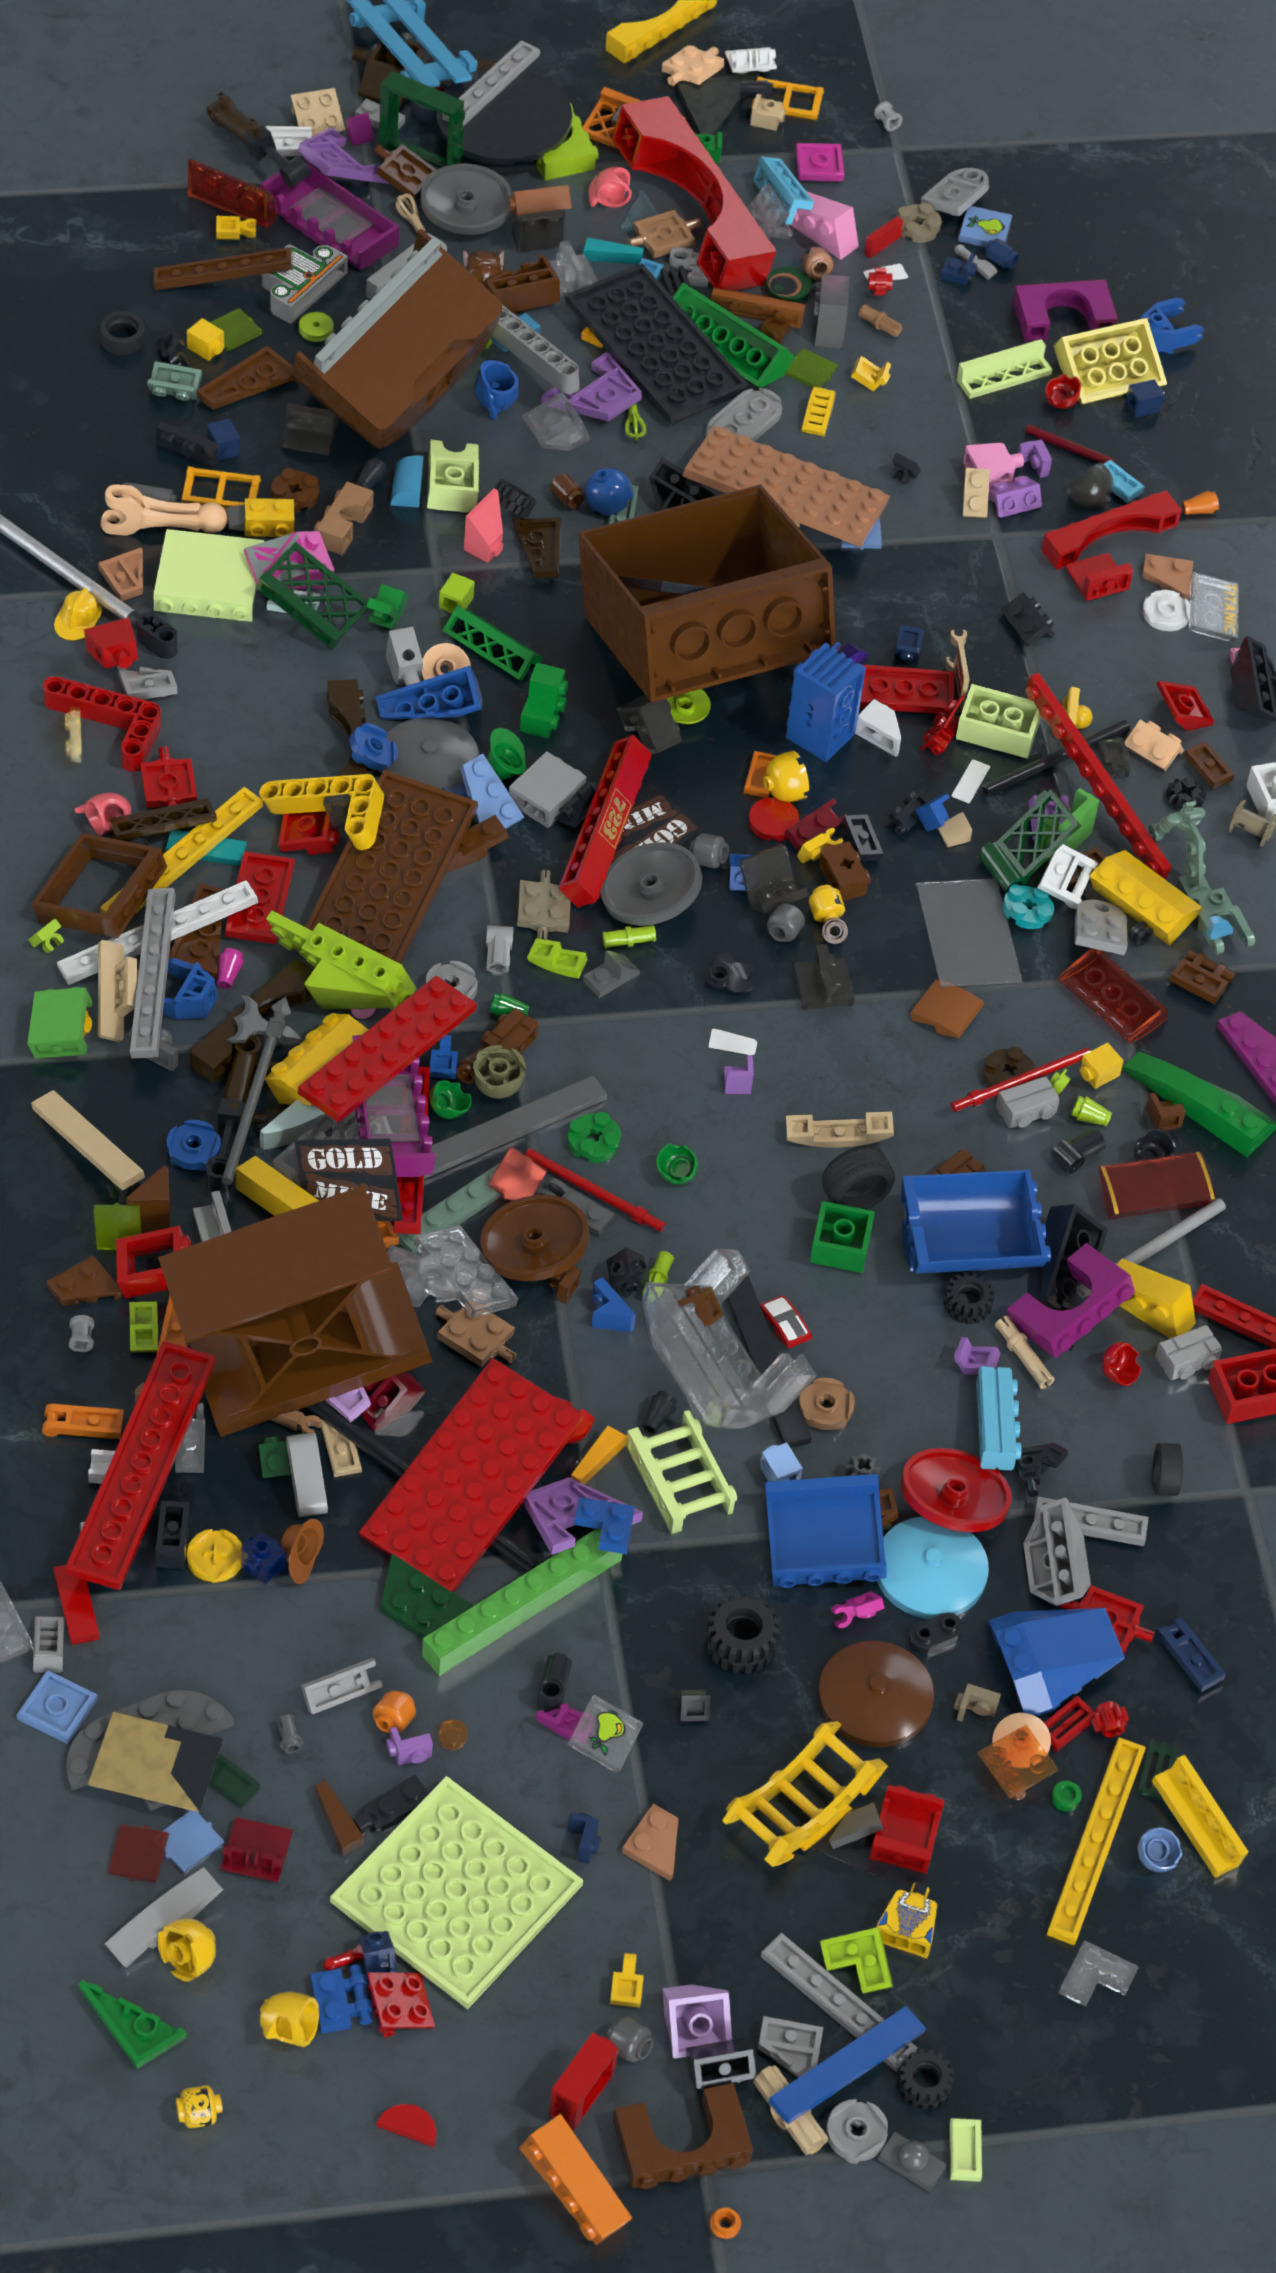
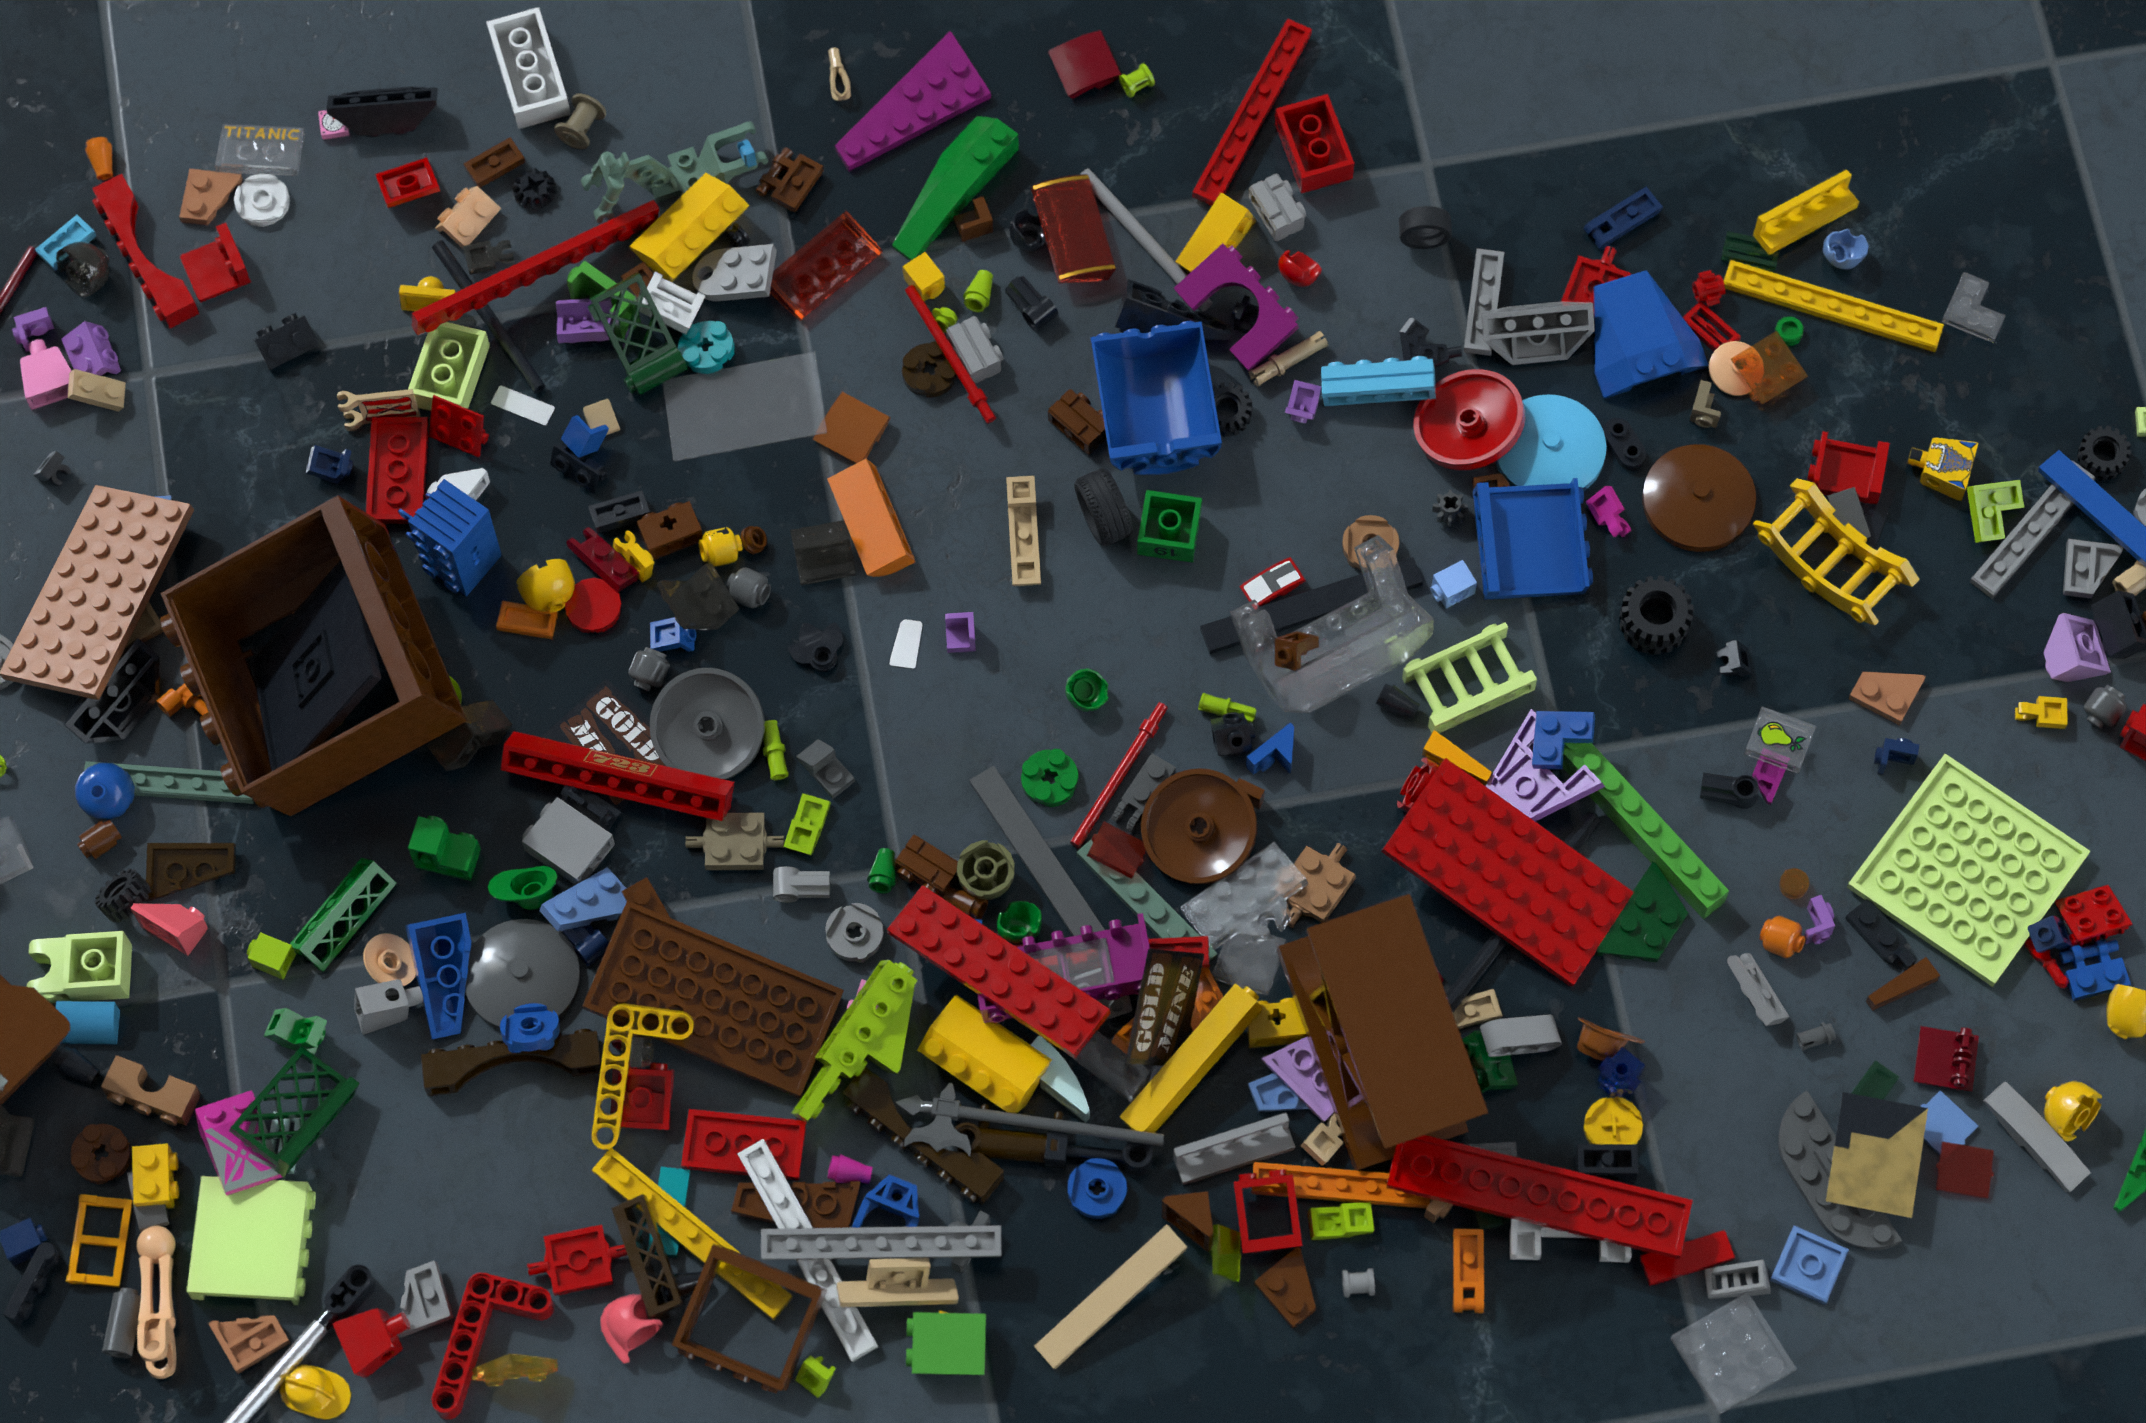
camera: 85 degrees left, 15 degrees up
(853, 1016) = (871, 519): none -> orange brick

